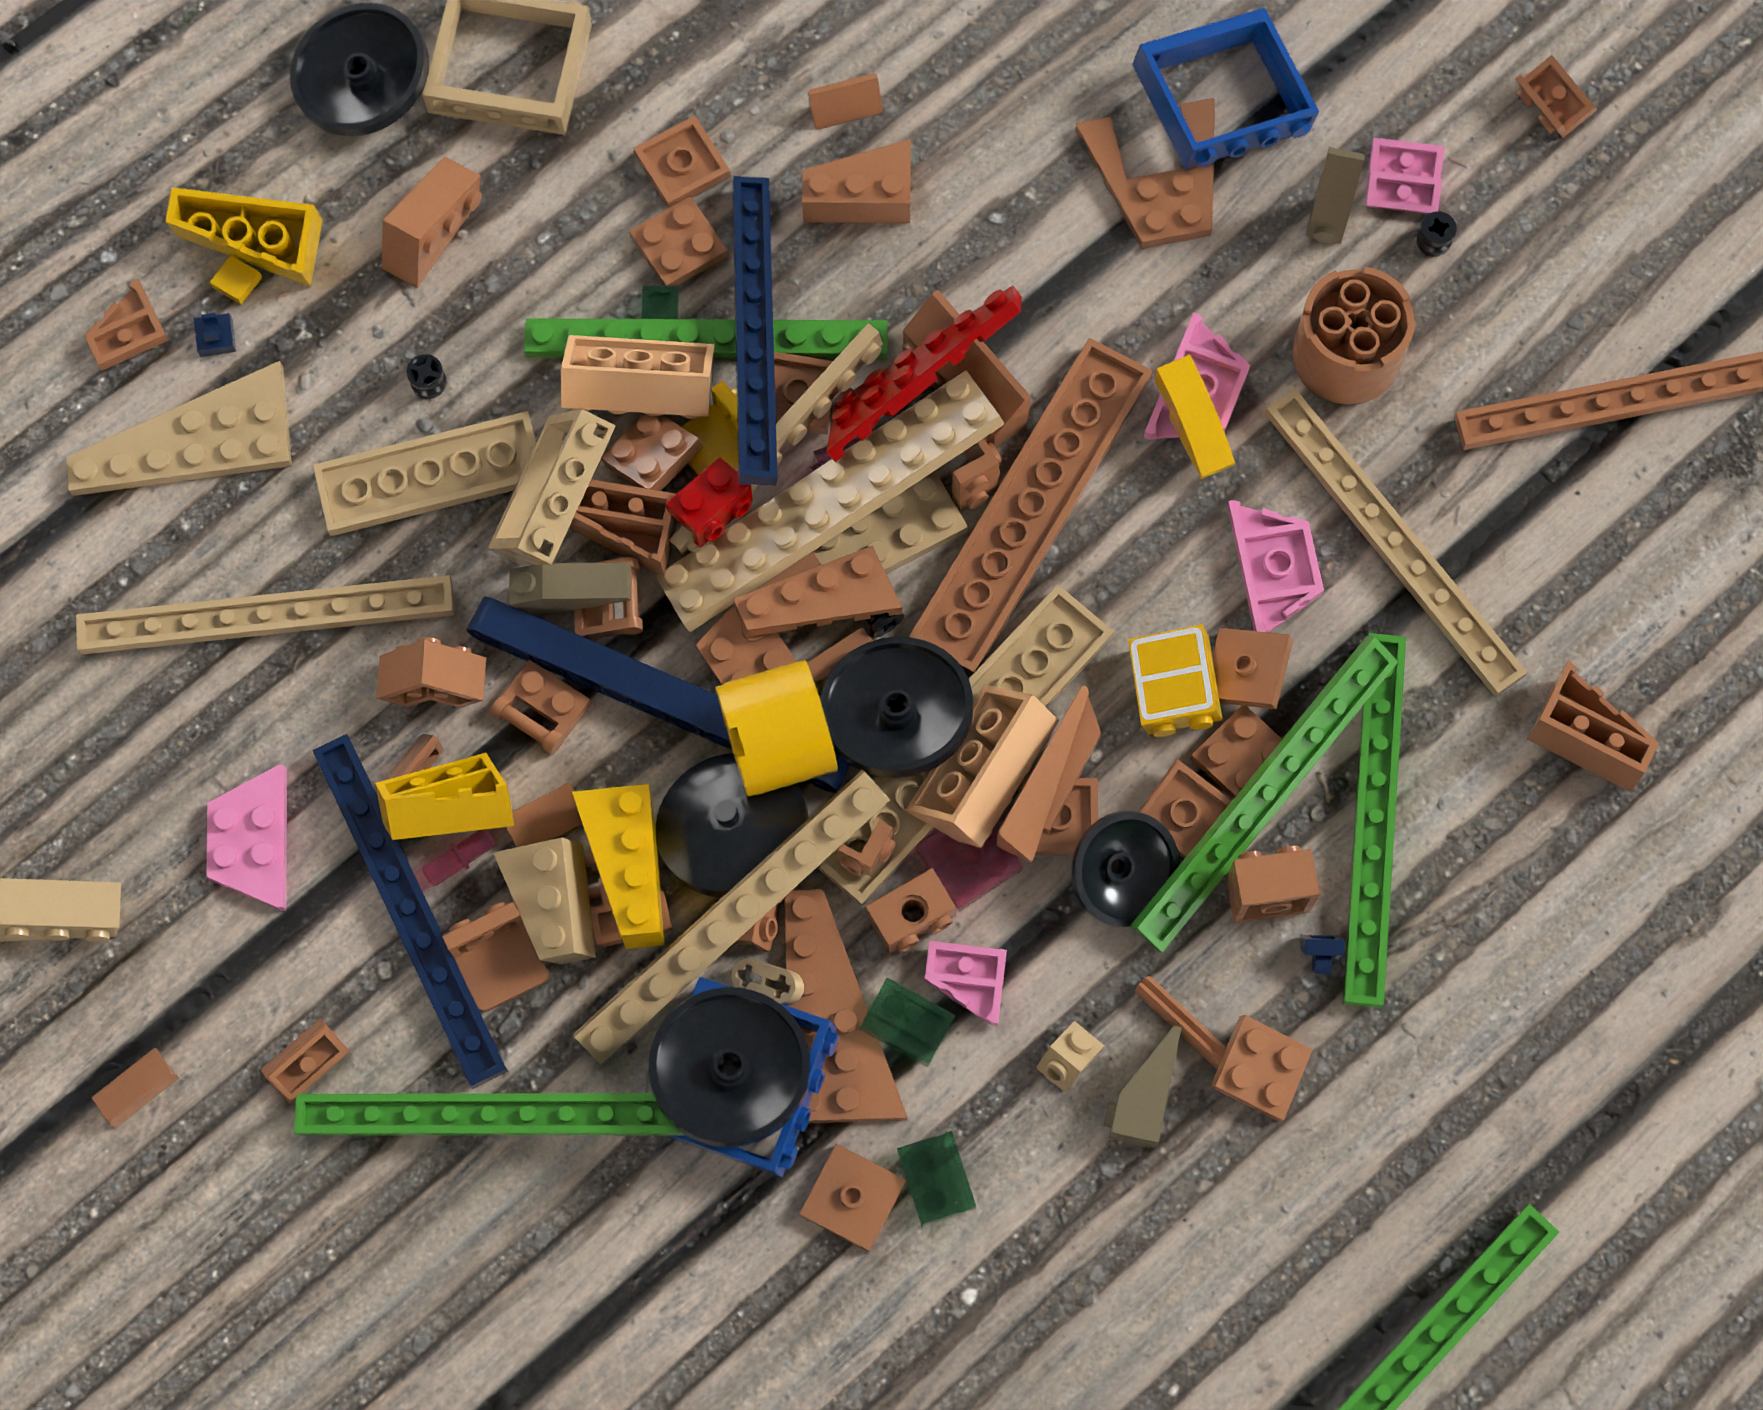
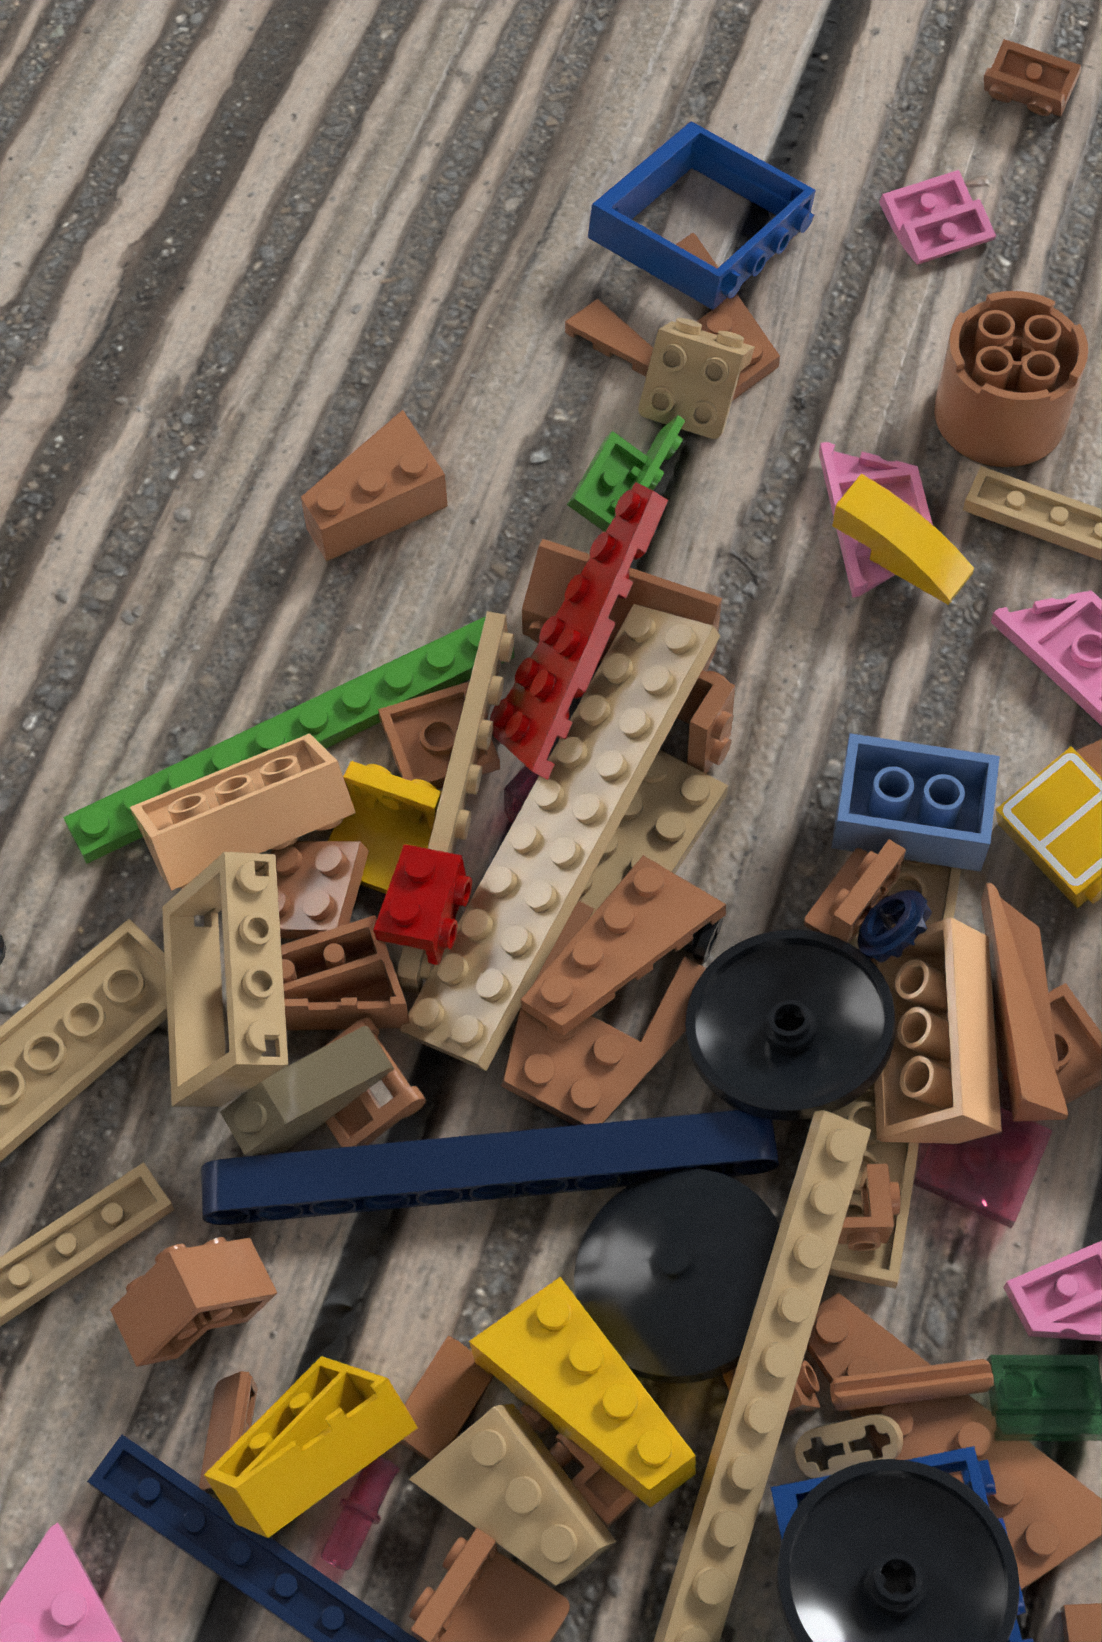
camera: 30 degrees left, 10 degrees down
(547, 697) = (352, 1247): nougat plate -> none
(660, 302) = (214, 722): clear green tile -> none
(678, 243) = (197, 650): nougat plate -> none
(682, 162) = (149, 562): nougat plate -> none
(754, 332) = (359, 697): dark blue plate -> none
(777, 728) = (684, 1116): yellow brick -> none
(826, 967) = (911, 1384): none -> nougat axle
(845, 101) = (297, 414): nougat slope -> none
(921, 892) = (966, 1228): nougat brick -> none
(994, 646) = (855, 891): none -> nougat bracket
(999, 679) = (909, 913): none -> dark blue gear
(1032, 504) = (781, 722): nougat plate -> none
(1038, 264) = (617, 469): none -> bright green bracket
(1071, 605) = (918, 796): none -> medium blue brick
(1135, 214) = (693, 376): none -> tan bracket
(1334, 195) = (892, 254): dark tan slope -> none
(1432, 242) = (1009, 254): black wheel -> none

